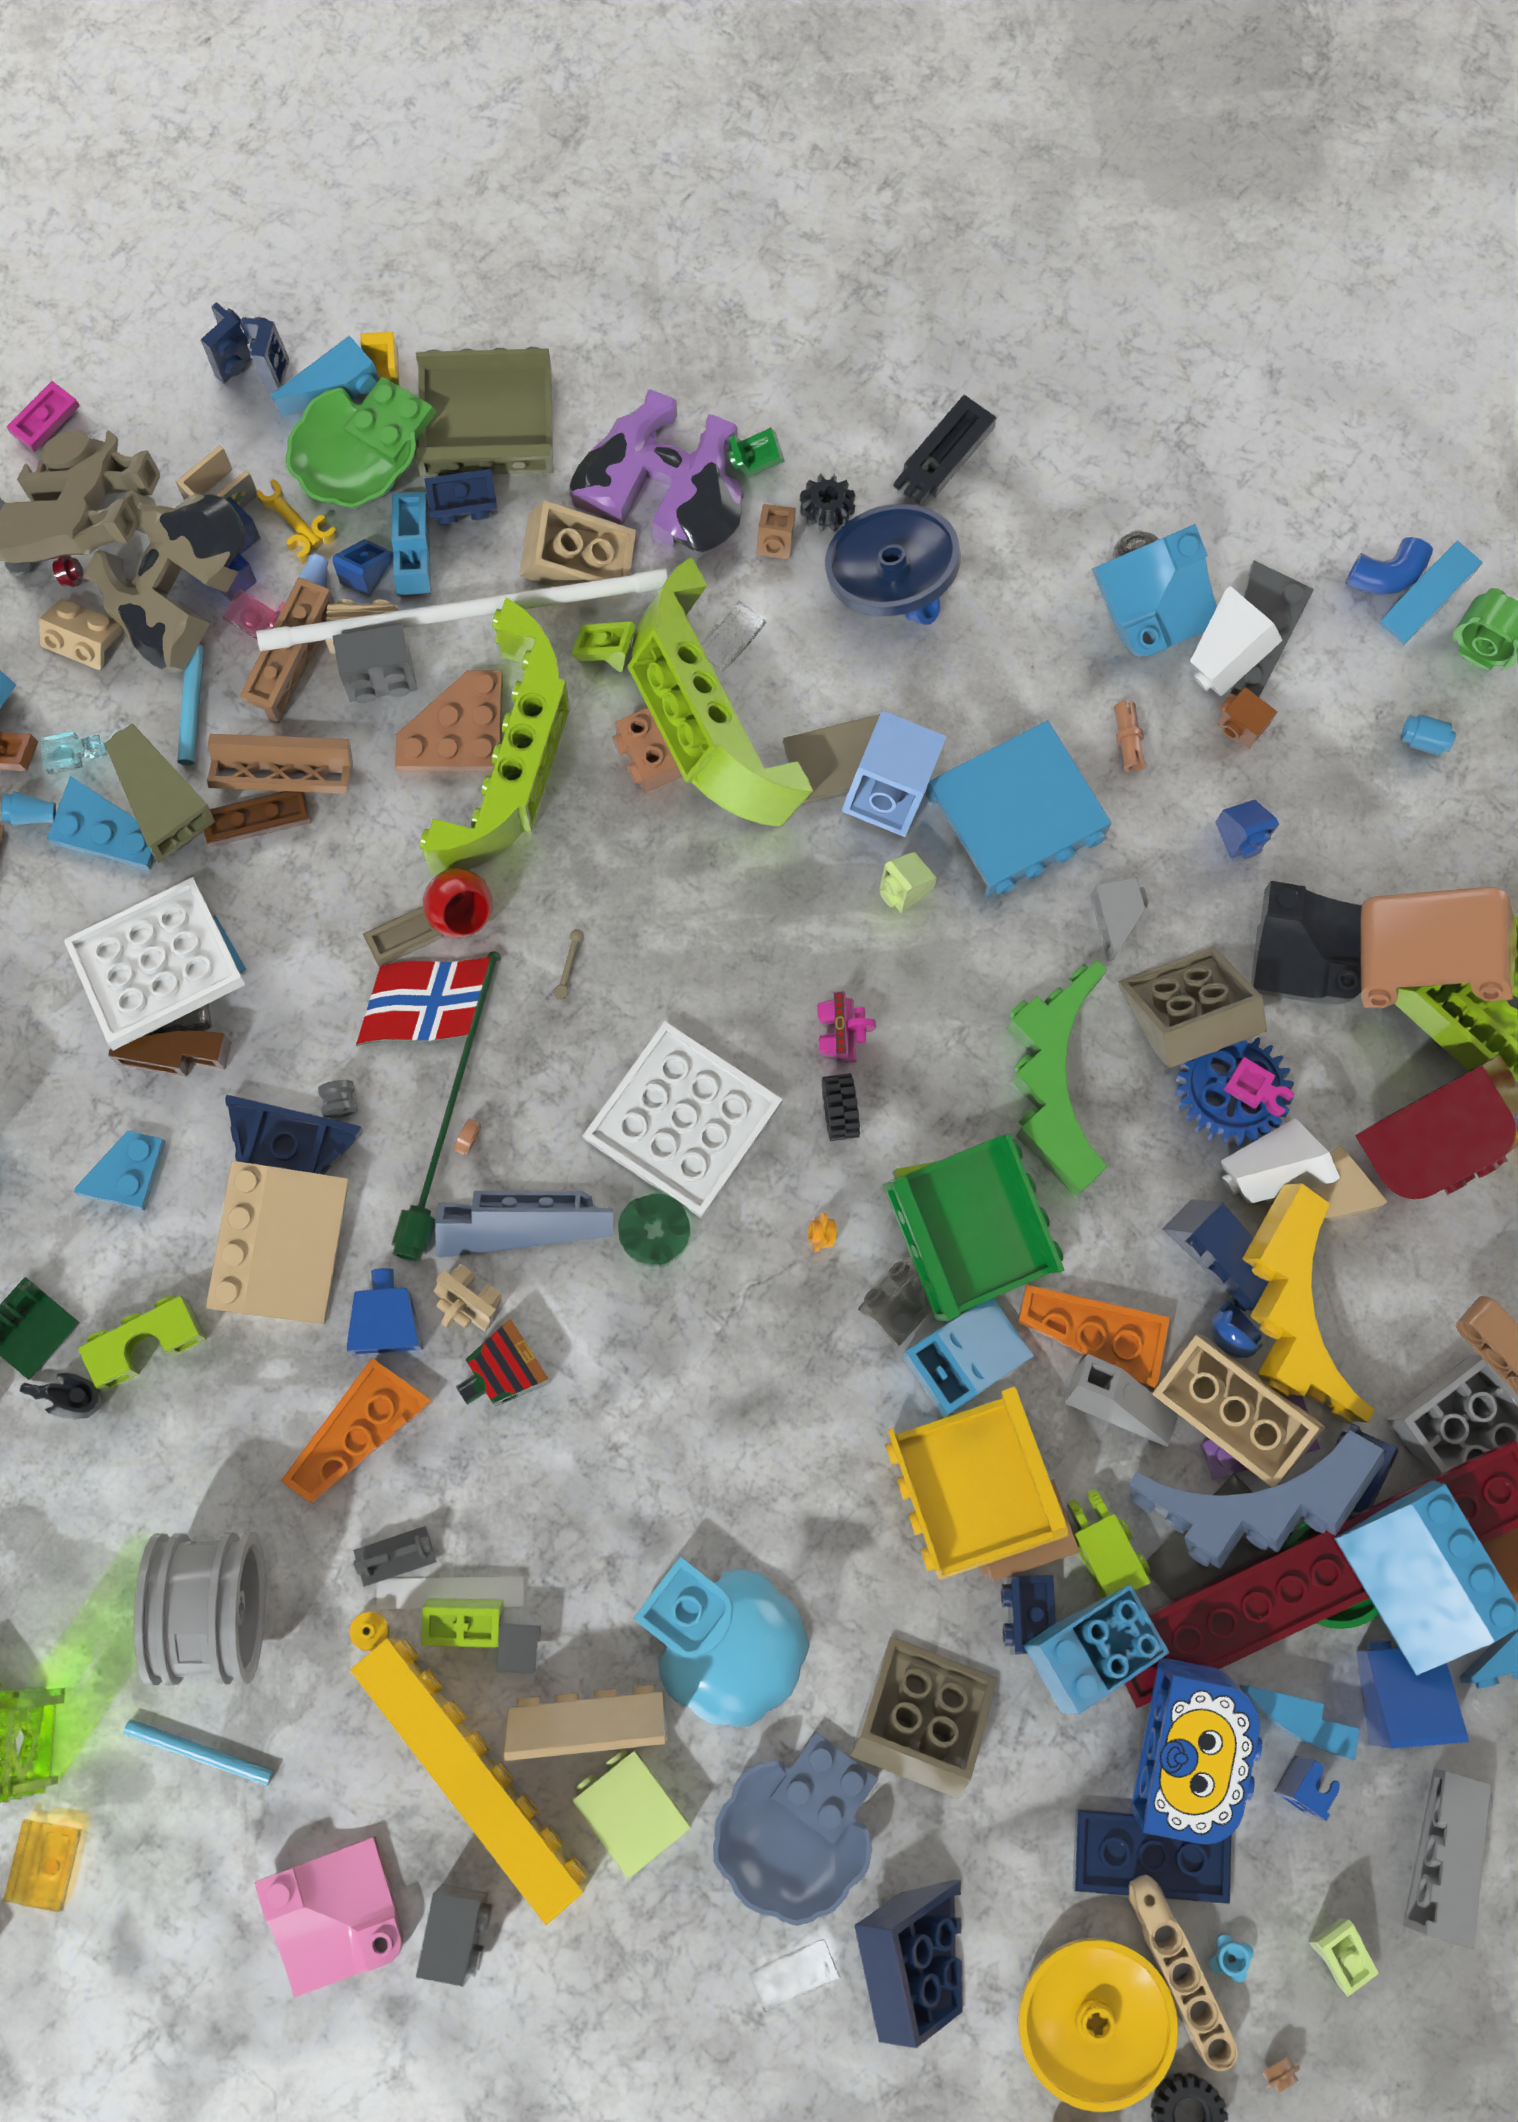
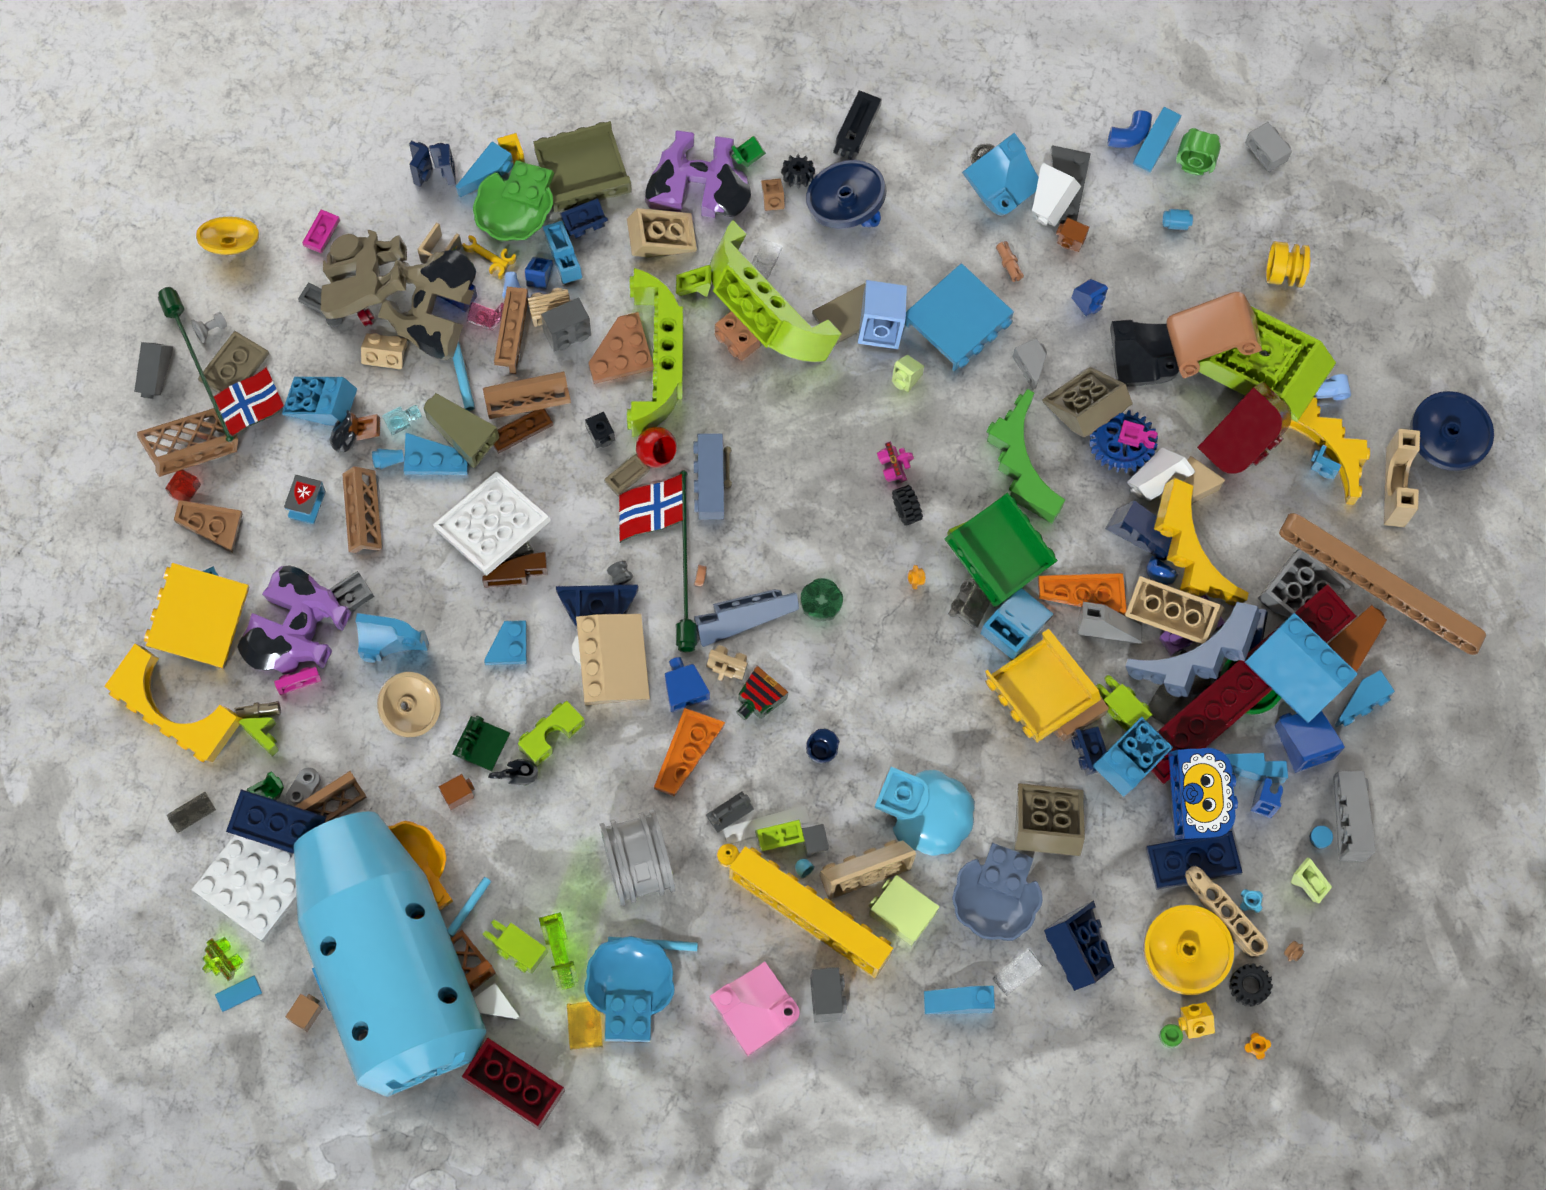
camera: 15 degrees left, 5 degrees down
(131, 1819) = (628, 985): none -> dark azure animal
(288, 636) = (514, 320): white piece -> none
(379, 851) = (600, 430): none -> black brick
(487, 1688) = (804, 867): none -> medium azure hinge
(533, 974) = (710, 476): none -> sand blue brick
(579, 1486) = (822, 746): none -> dark blue hair
(679, 2002) = (960, 1000): none -> dark azure slope
(682, 1119) = (819, 535): white plate -> none
(1383, 1875) = (1321, 837): none -> dark azure tile

